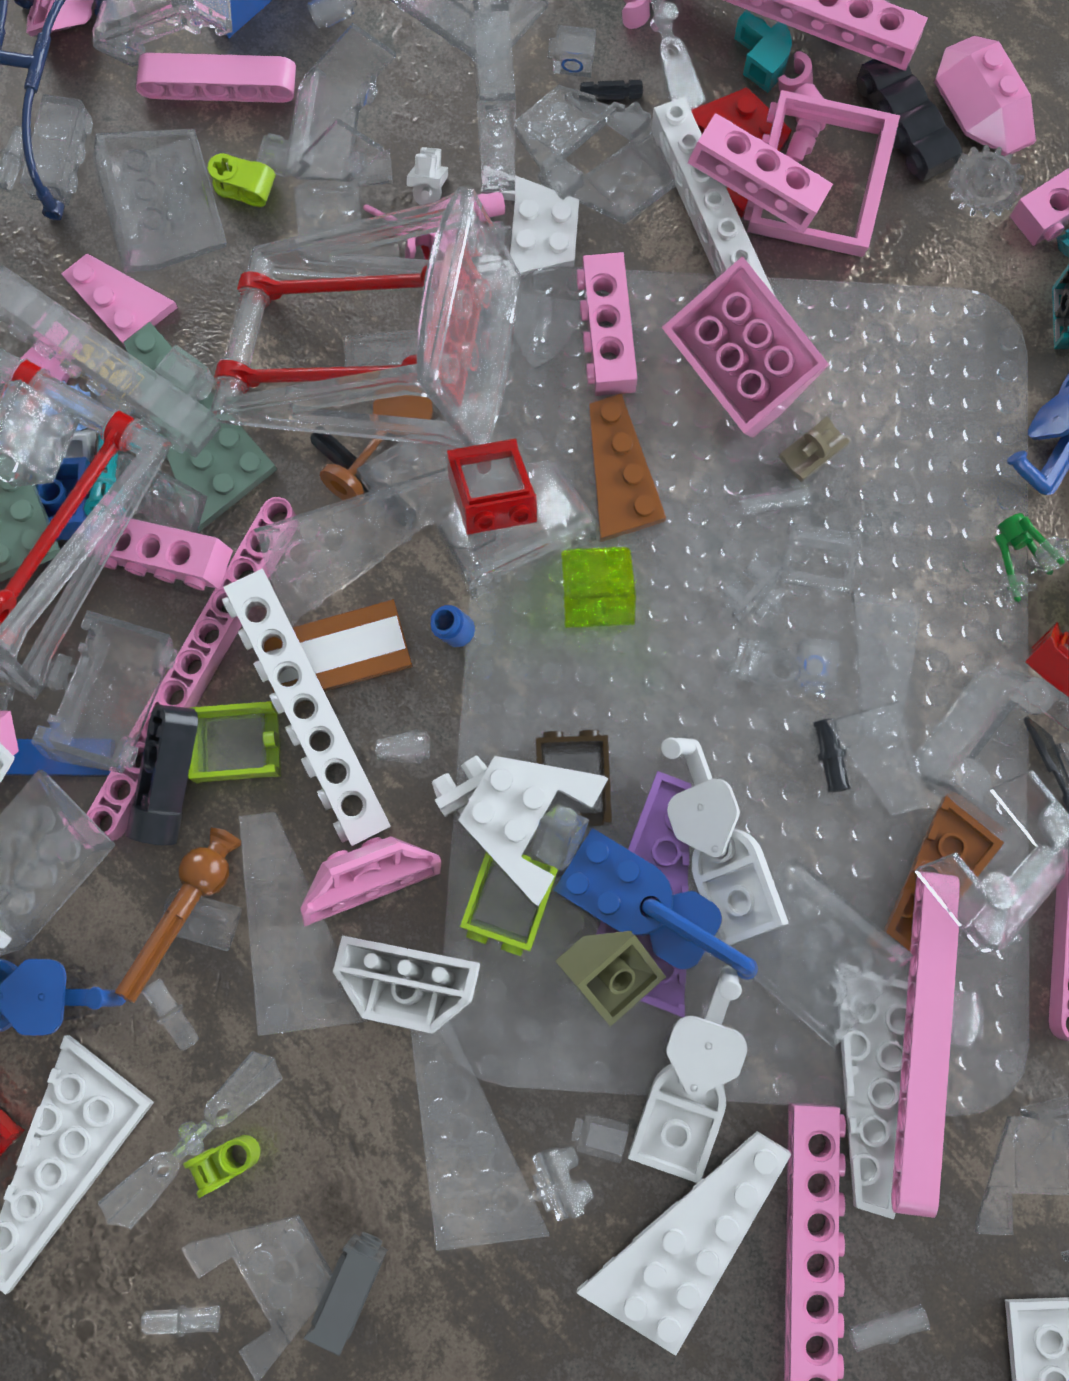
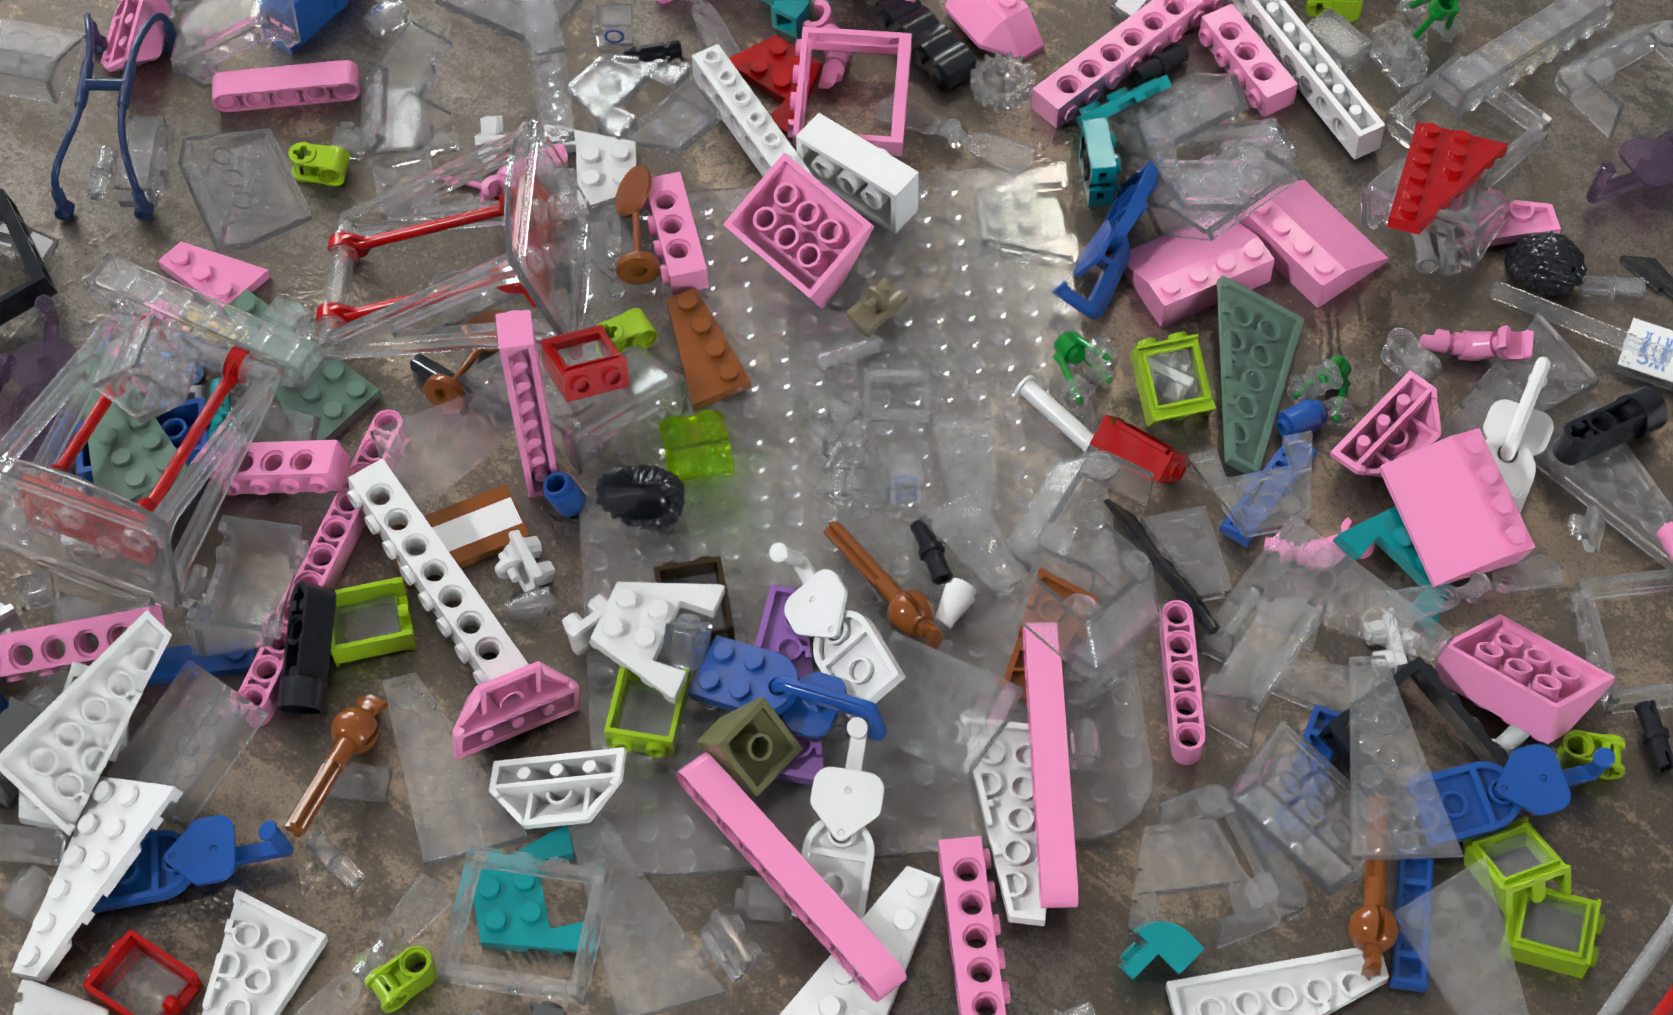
camera: 10 degrees left, 20 degrees down
(331, 1195) = (518, 983): none -> clear window
(345, 1094) = (513, 905): none -> teal wing
(396, 700) = (519, 563): none -> white hips
(418, 543) = (527, 397): none -> bright pink brick
(534, 648) = (641, 495): none -> black piece
(543, 440) = (630, 329): none -> lime piece
(564, 278) = (635, 266): none -> dark orange piece
(635, 1132) = (792, 877): none -> bright pink beam
(759, 173) = (790, 89): bright pink brick -> none
(800, 828) = (909, 610): none -> dark orange piece
(817, 281) = (859, 172): none -> white brick
(847, 822) = (954, 602): none -> white cone
(972, 272) = (1000, 152): none -> clear piece
(973, 353) = (1012, 218): none -> clear wing
(990, 609) = (1055, 413): none -> white pin
(1007, 1259) = (1161, 939): none -> teal brick

